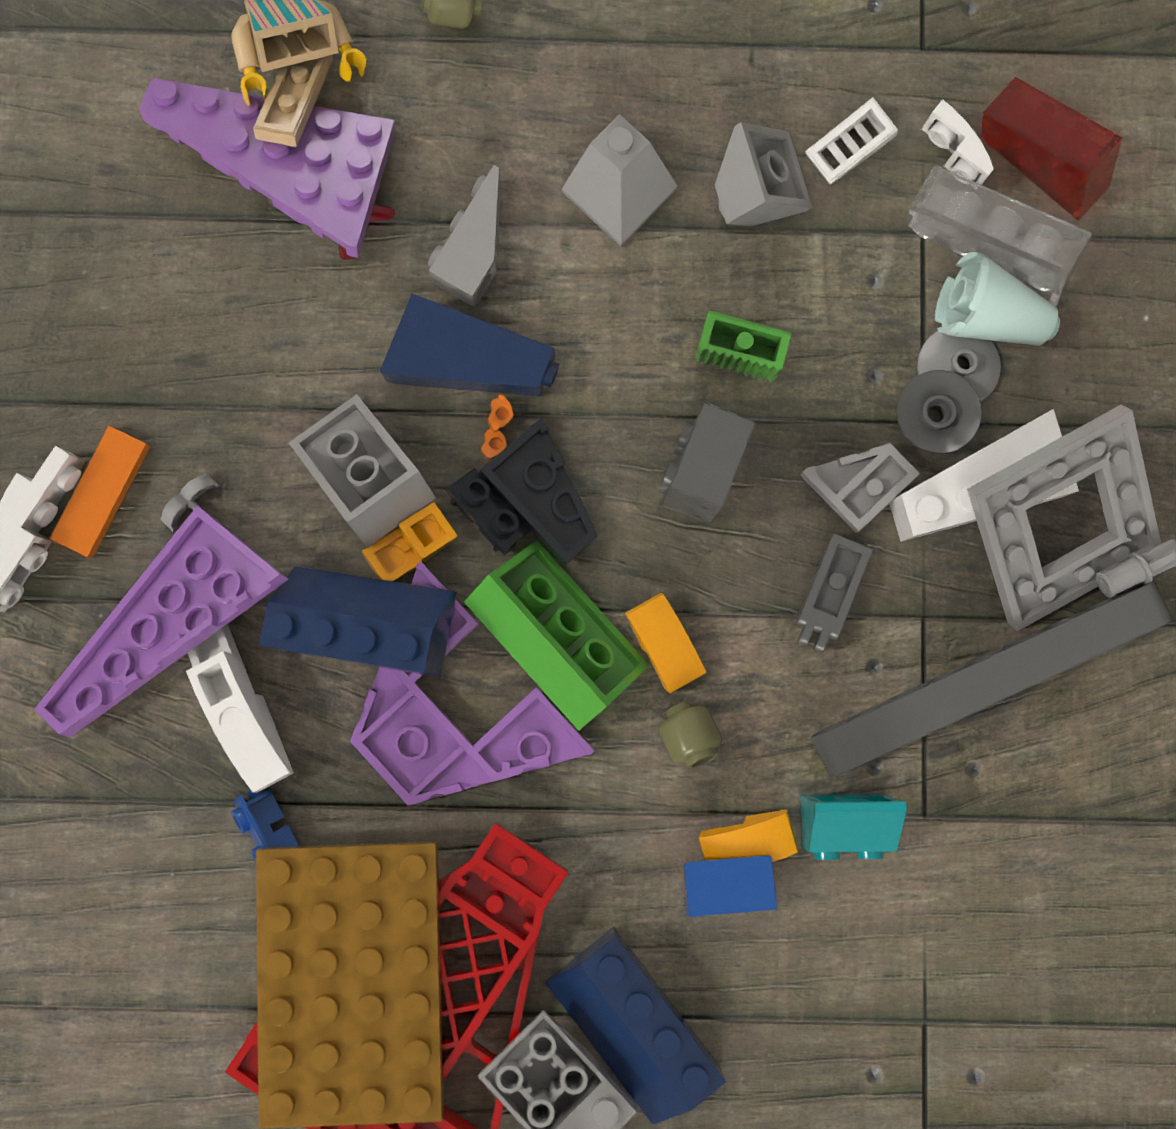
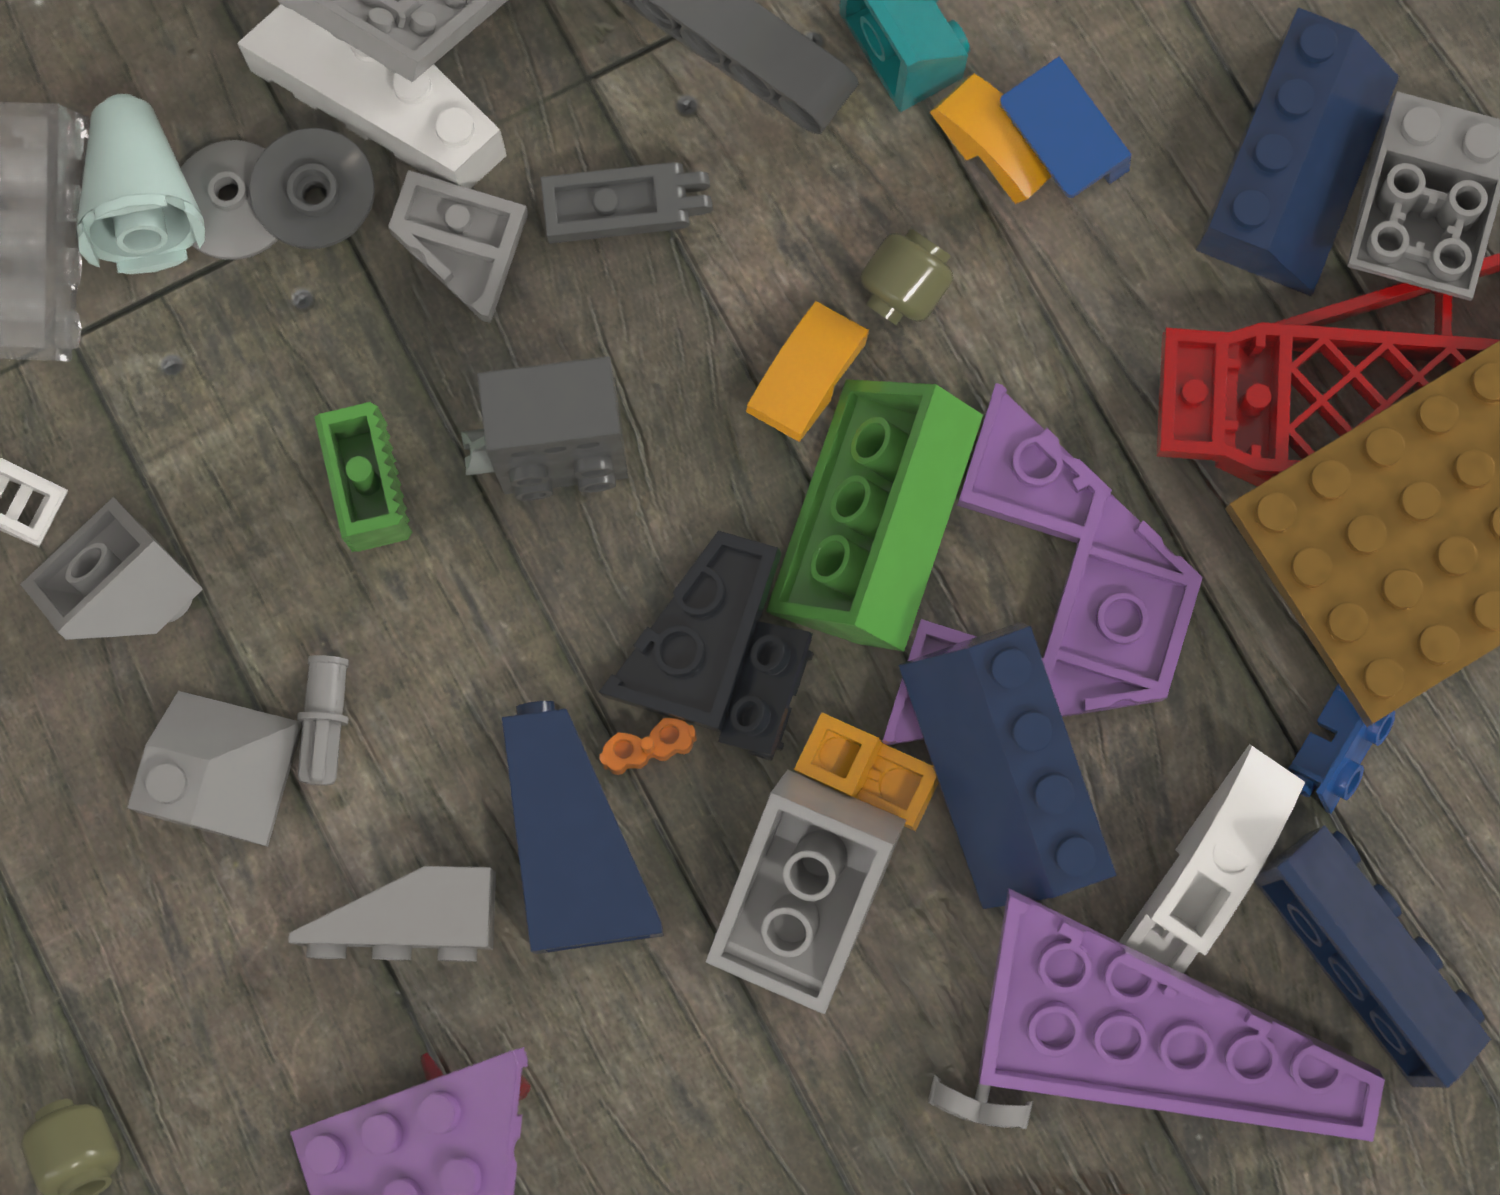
camera: 115 degrees left, 5 degrees down
(127, 772) = (1374, 959): none -> dark blue slope
(614, 254) = (322, 720): none -> light grey axle

